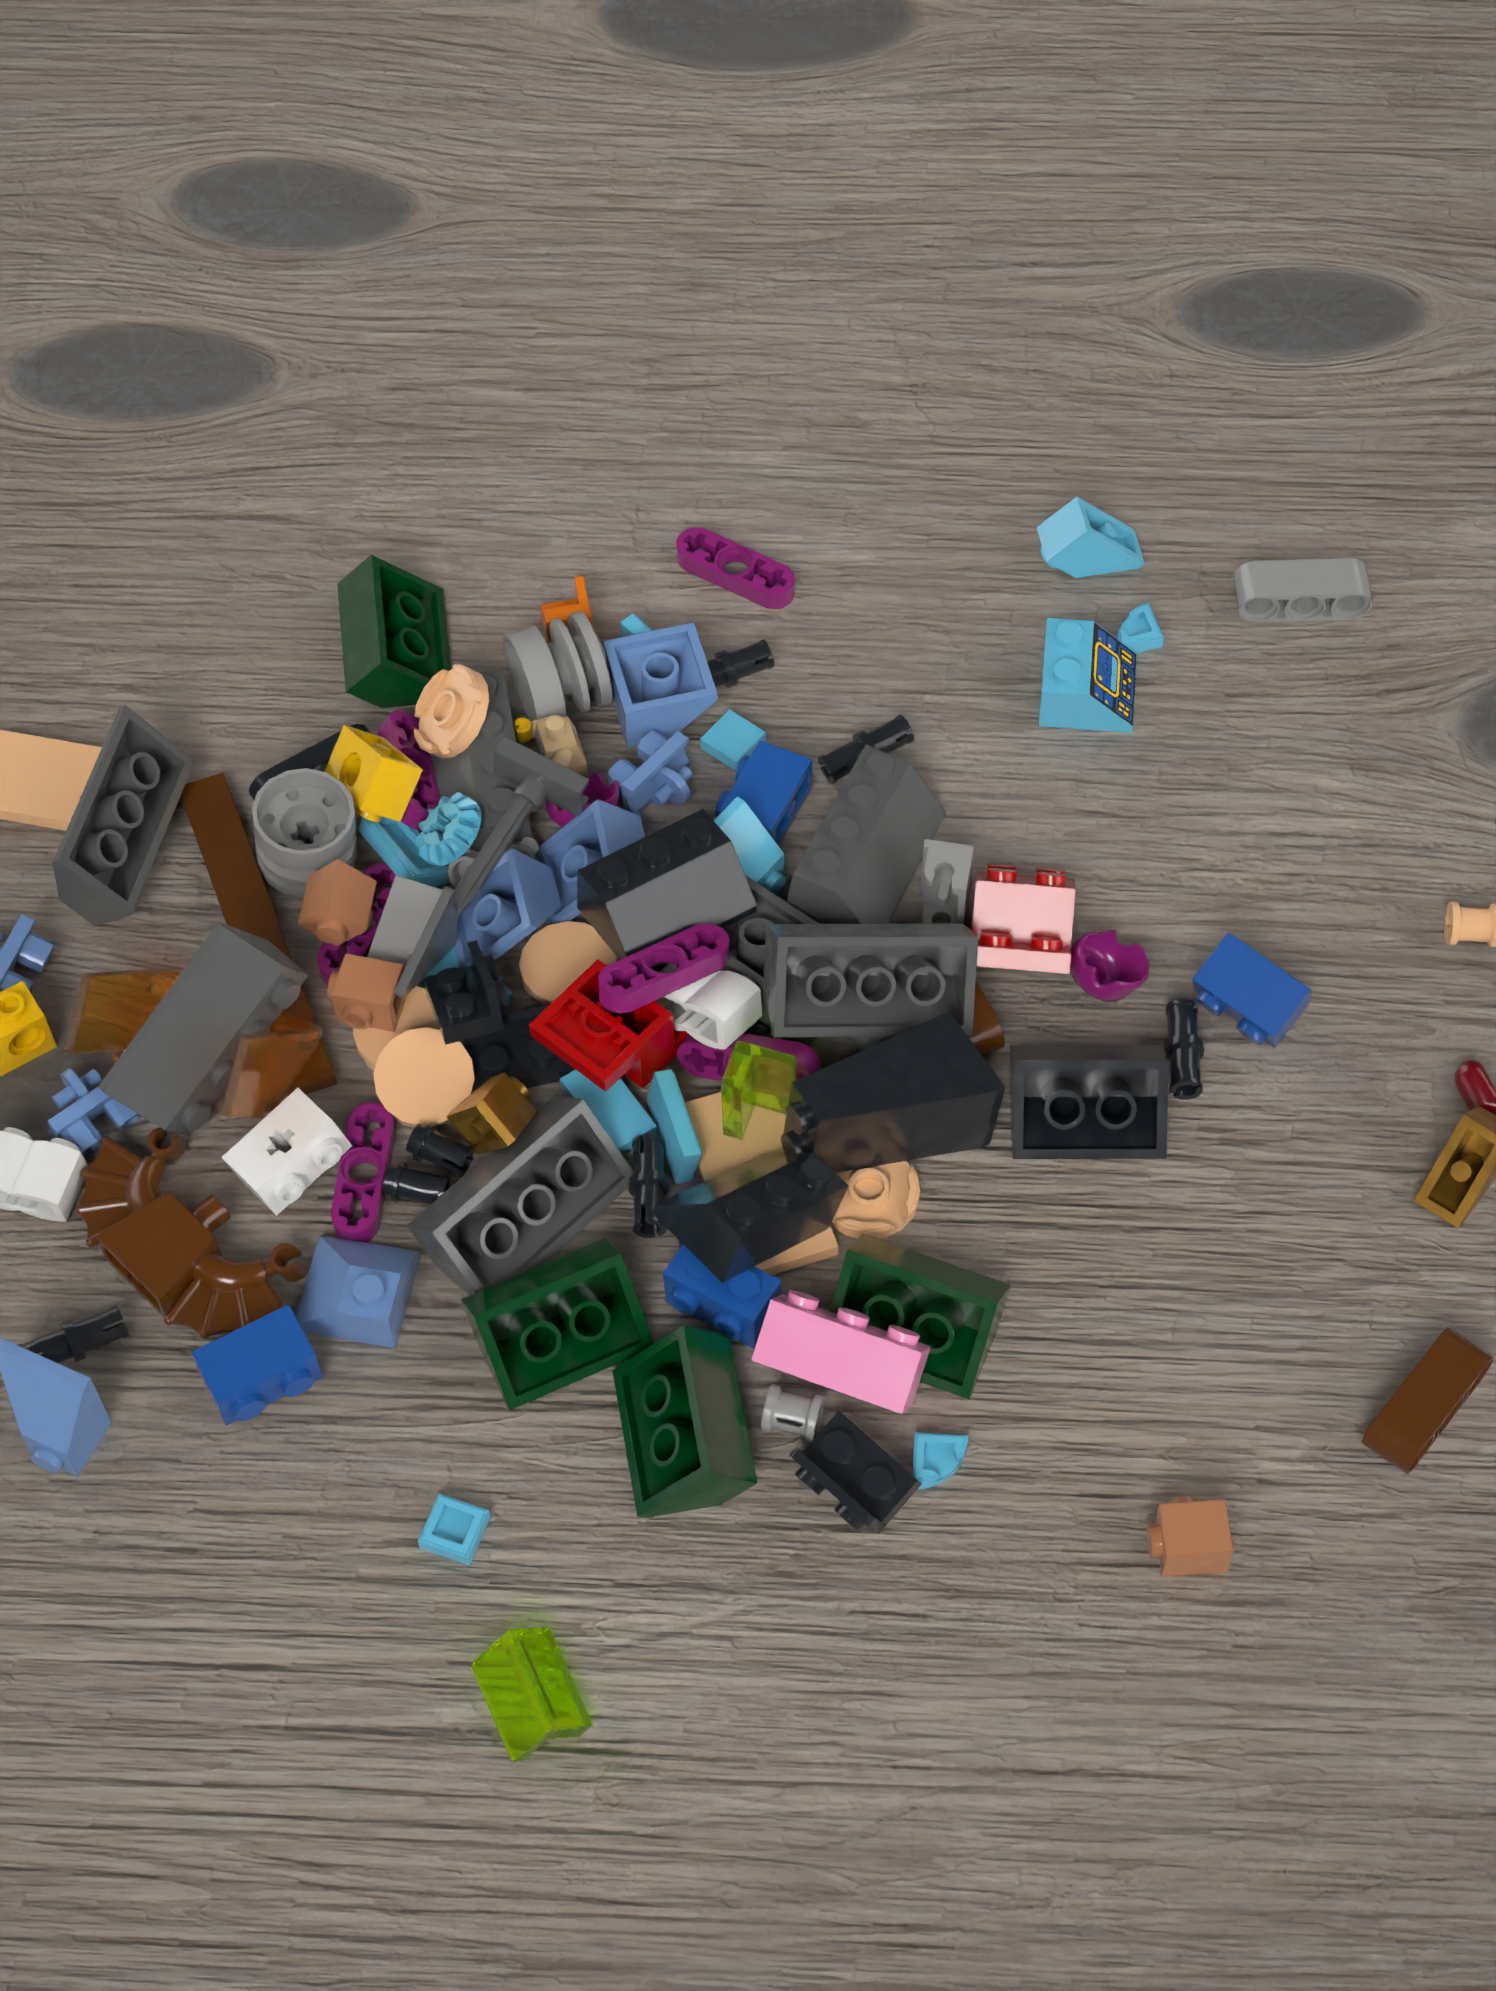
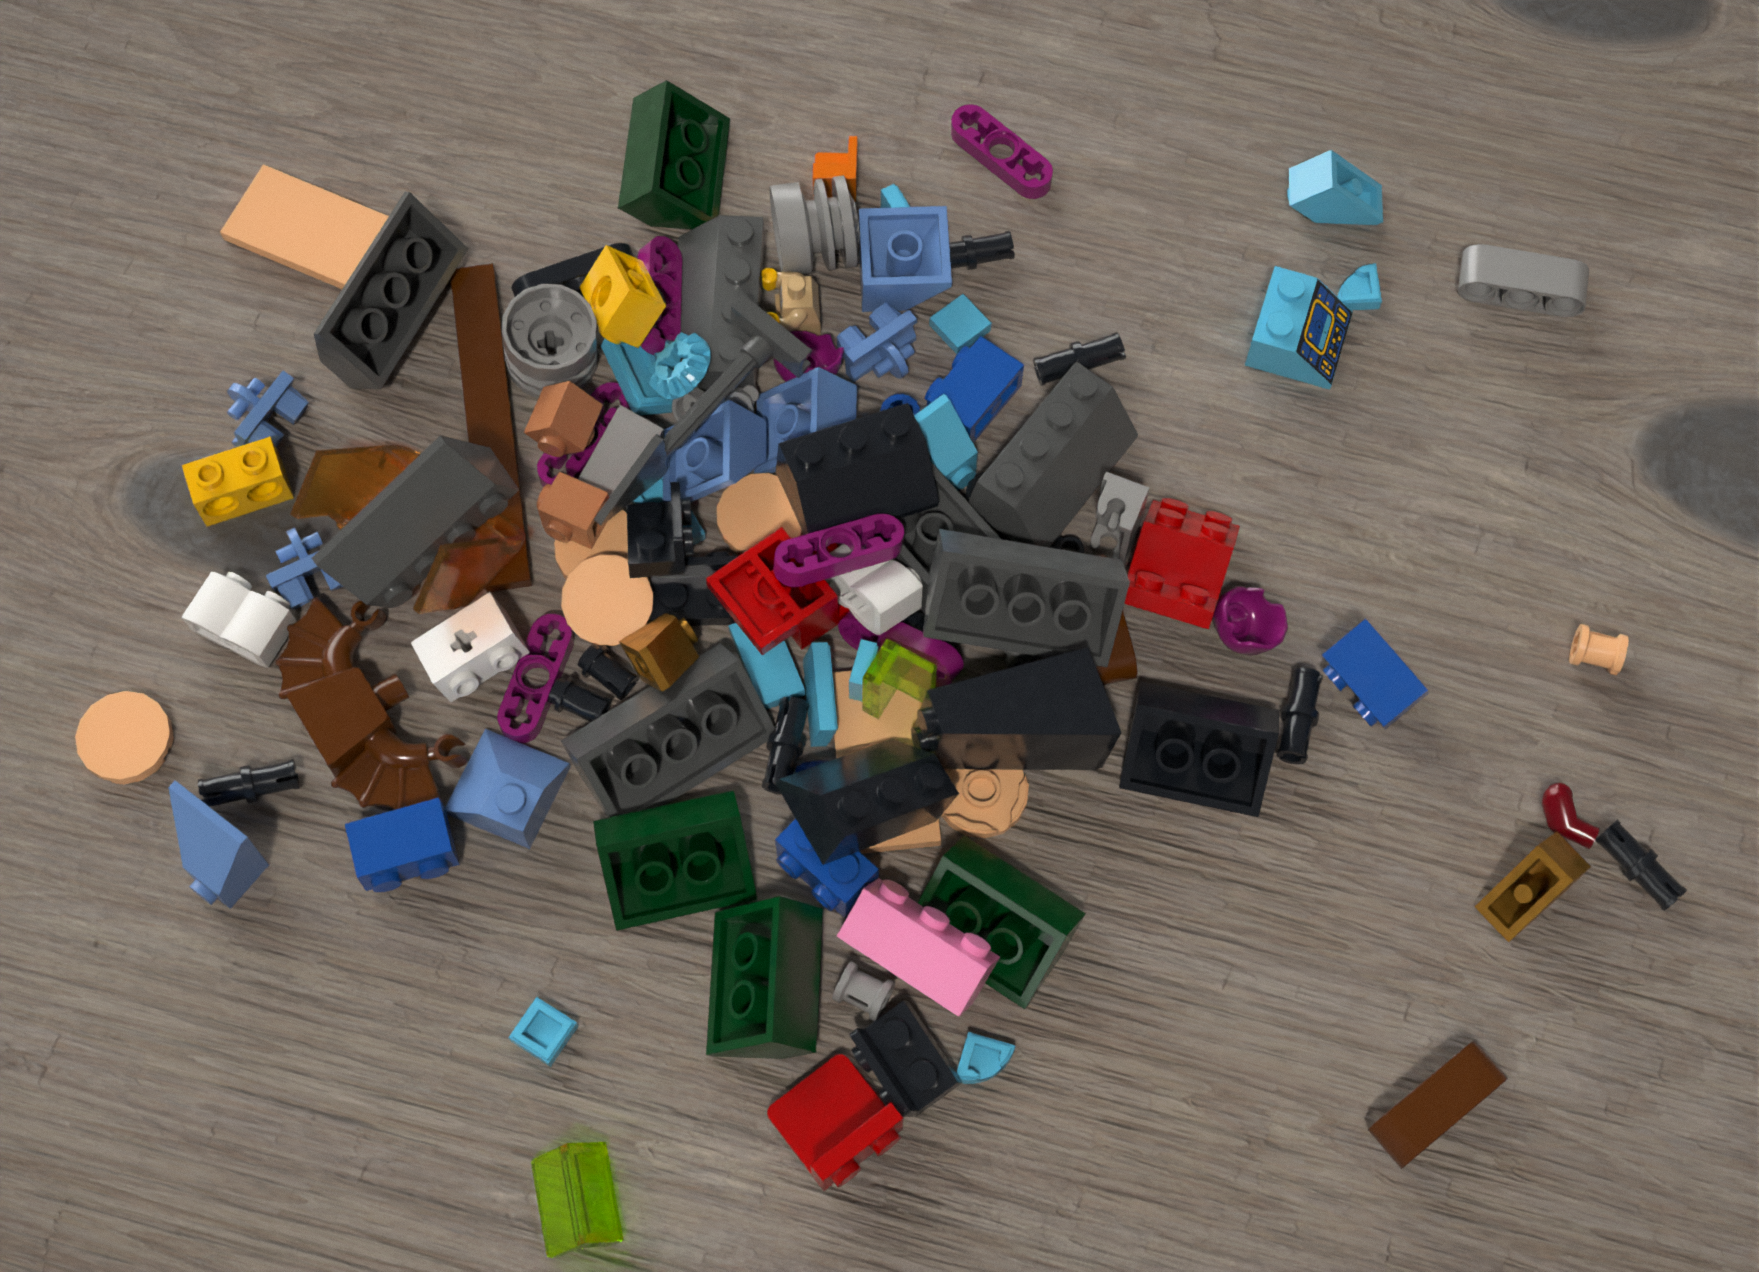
camera: 10 degrees right, 10 degrees up
(451, 711) = (706, 250): light nougat tile -> none
(715, 1071) = (865, 655): none -> medium azure tile
(795, 1552) = (835, 1122): none -> red bracket
(1191, 1537) = (1190, 1186): nougat brick -> none

